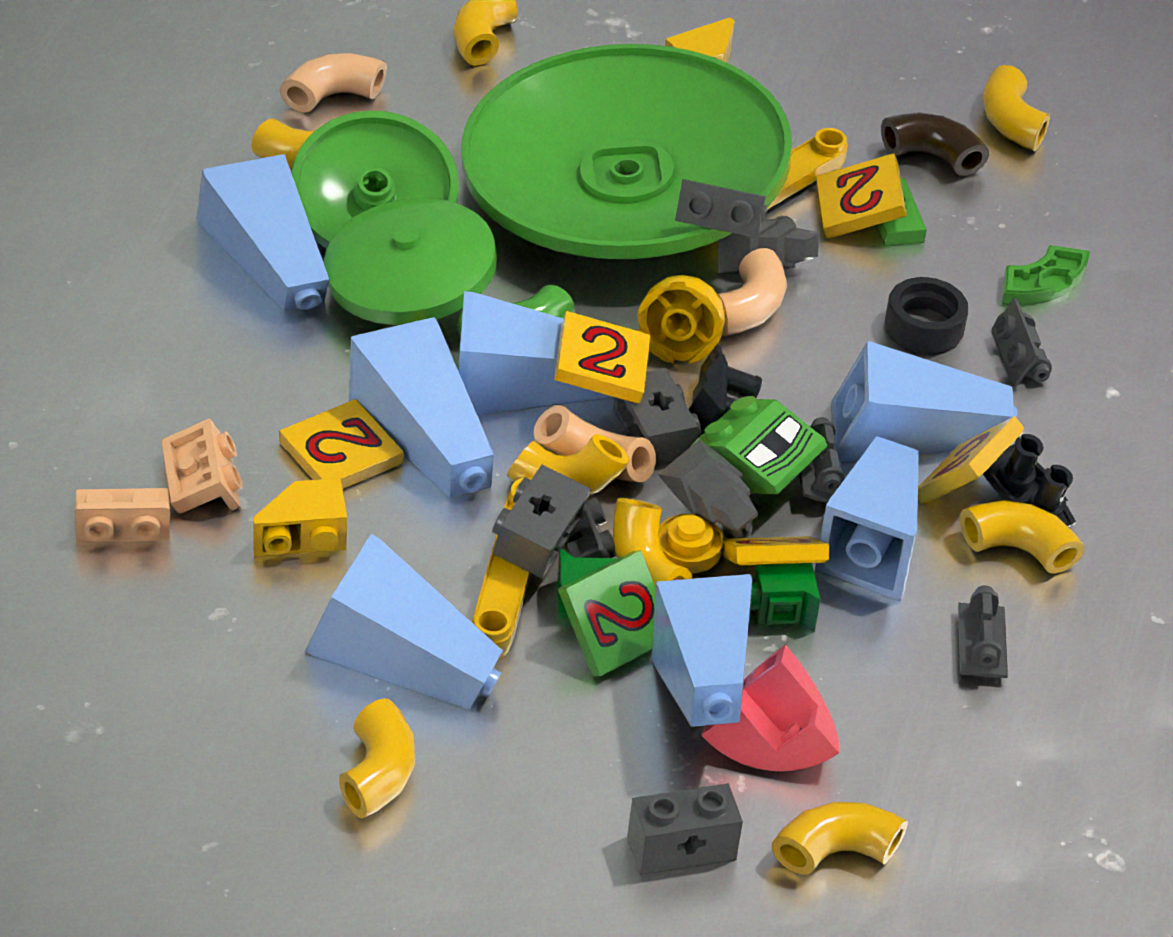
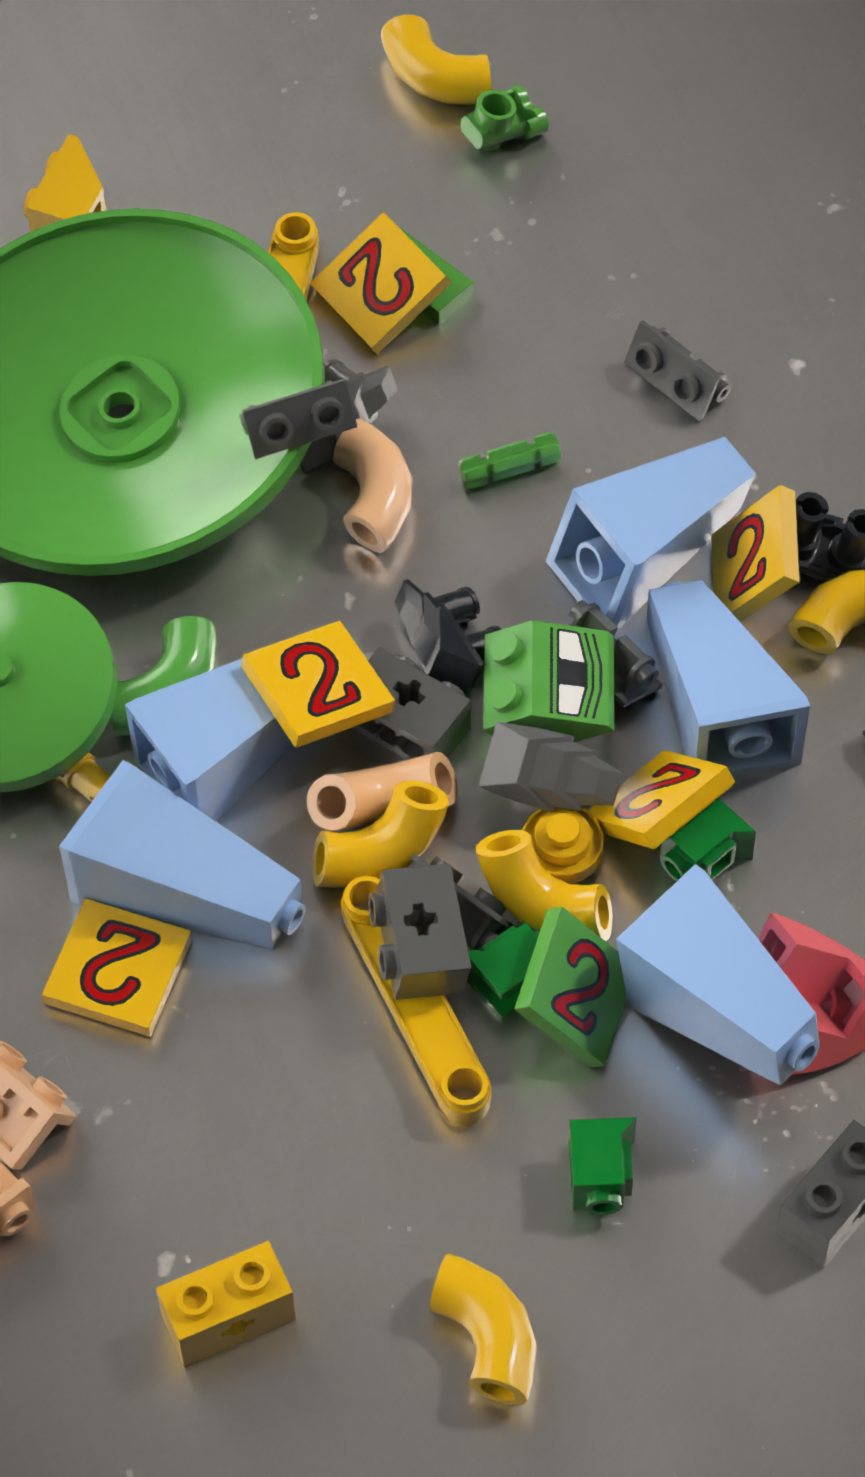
camera: 30 degrees left, 15 degrees up
(228, 645) = (226, 1303): none -> yellow brick
(302, 520) = (167, 1088): yellow slope -> none
(404, 631) = (380, 1160): light blue slope -> none
(543, 718) = (601, 1163): none -> green window
(682, 319) = (341, 570): yellow cylinder -> none
(856, 332) = (509, 460): none -> bright green axle
(924, 335) = (555, 361): black tyre -> none
(935, 136) = (391, 153): dark brown cylinder -> none
(1031, 156) = (503, 117): none -> bright green plate
(1047, 278) = (630, 264): bright green tile -> none

